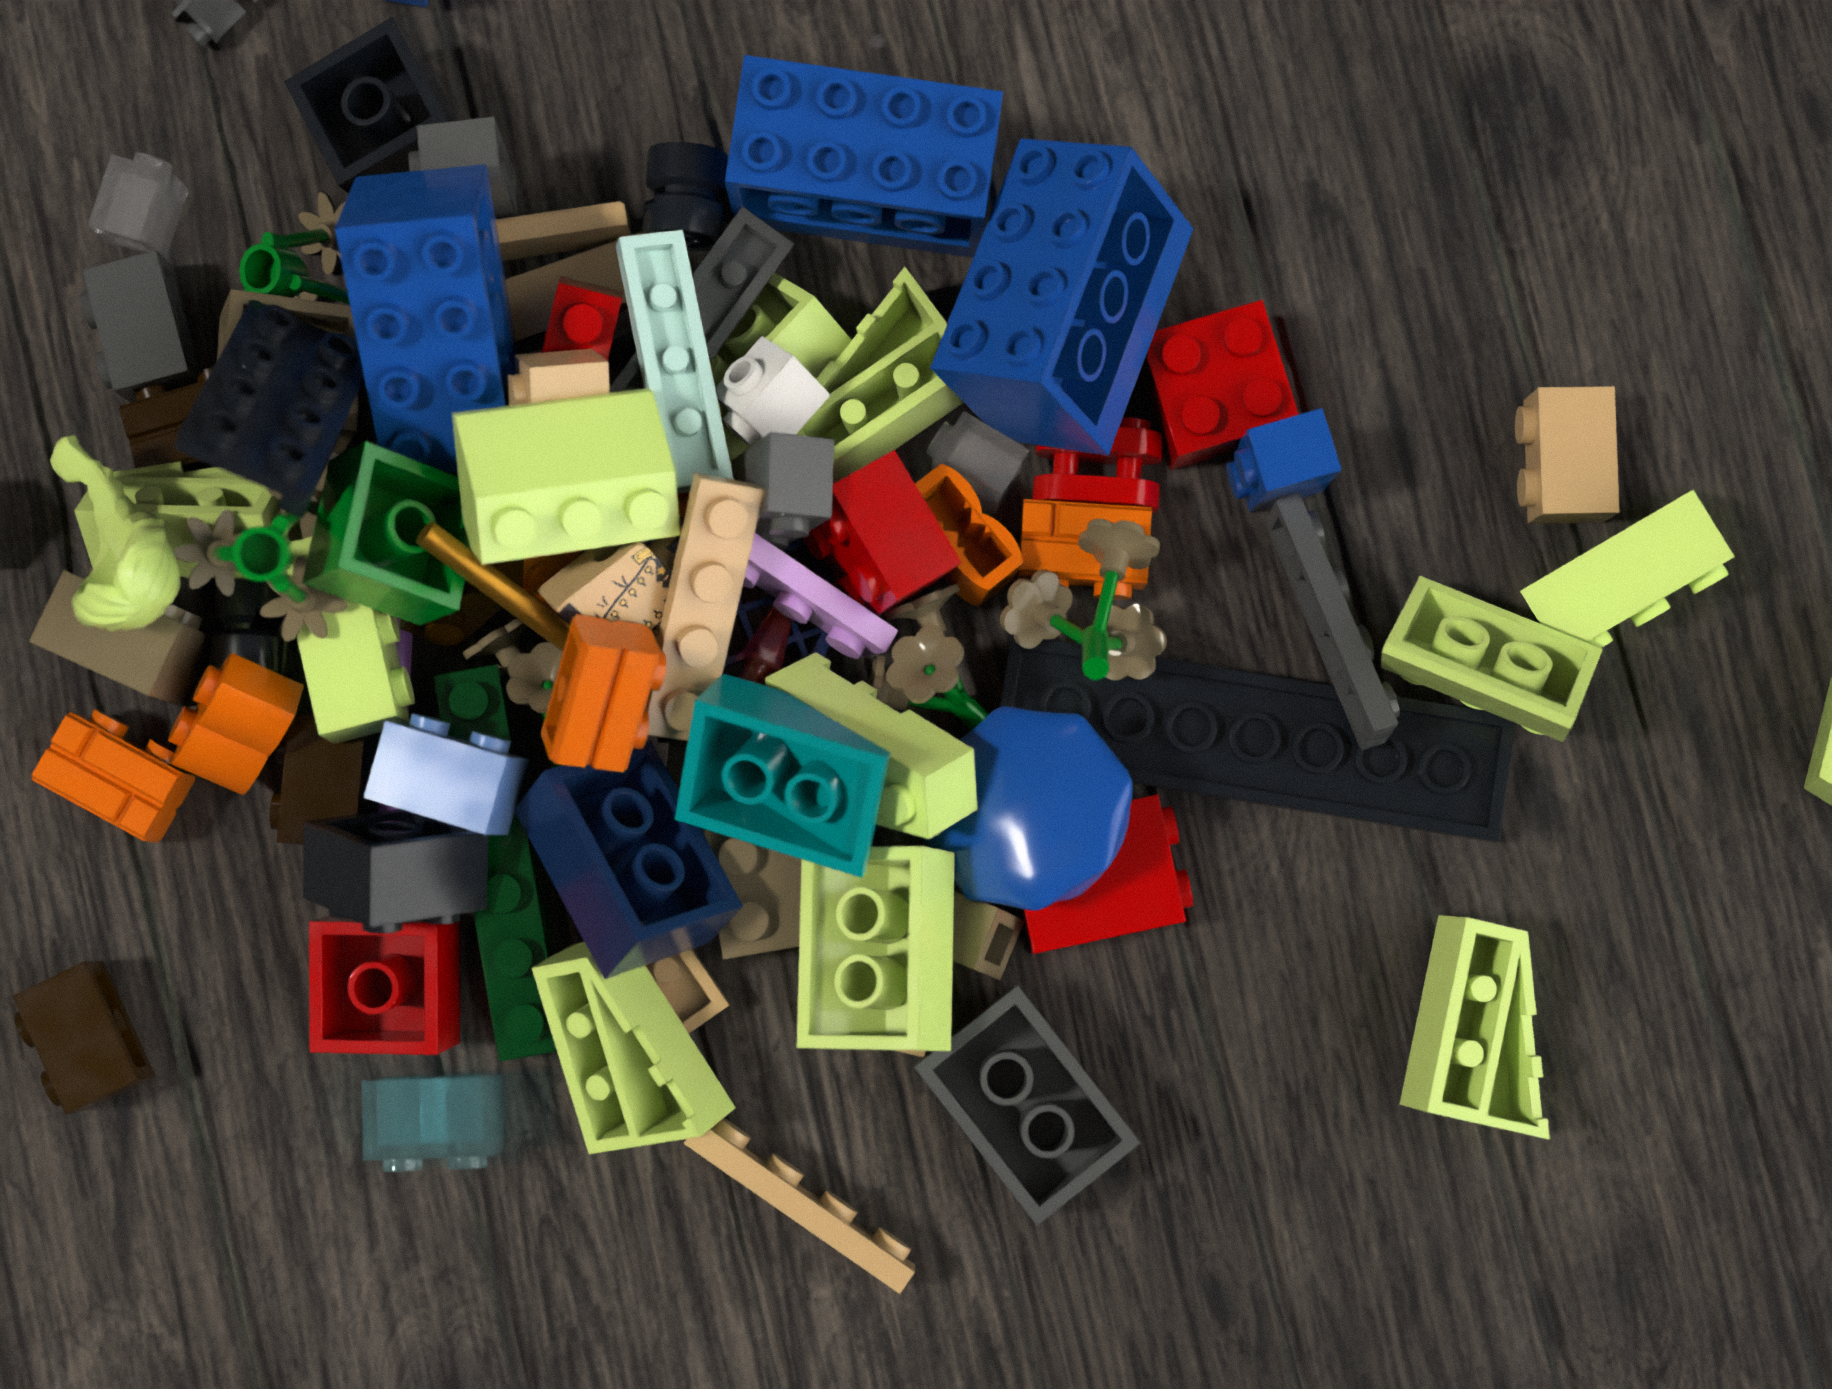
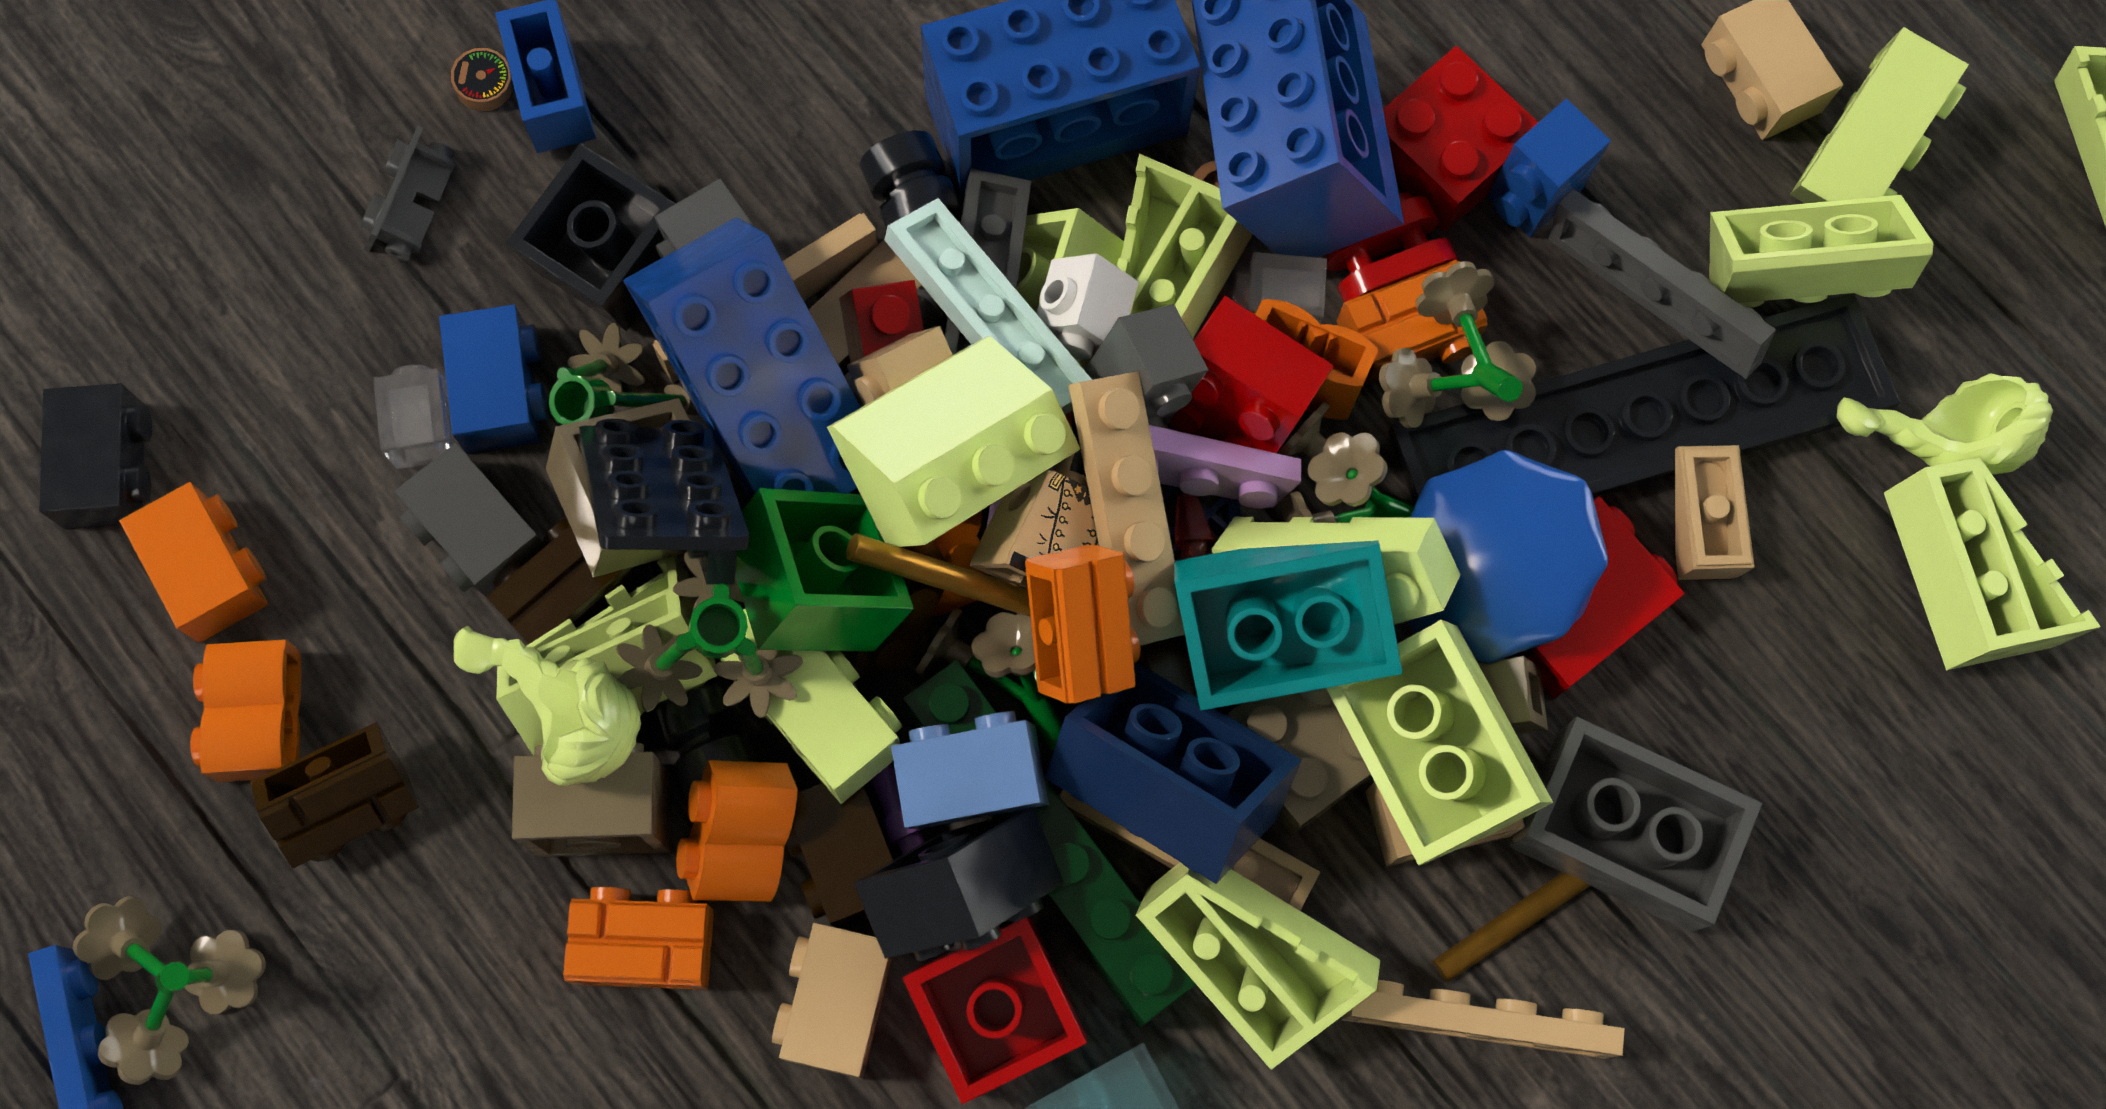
camera: 30 degrees left, 10 degrees down
(220, 198) = (492, 379): none -> blue brick
(252, 911) = (834, 1001): none -> tan brick
(875, 1131) = (1508, 925): none -> pearl gold bar
(1262, 856) = (1711, 514): none -> tan slope
(1562, 901) = (1985, 418): none -> yellowish green hair

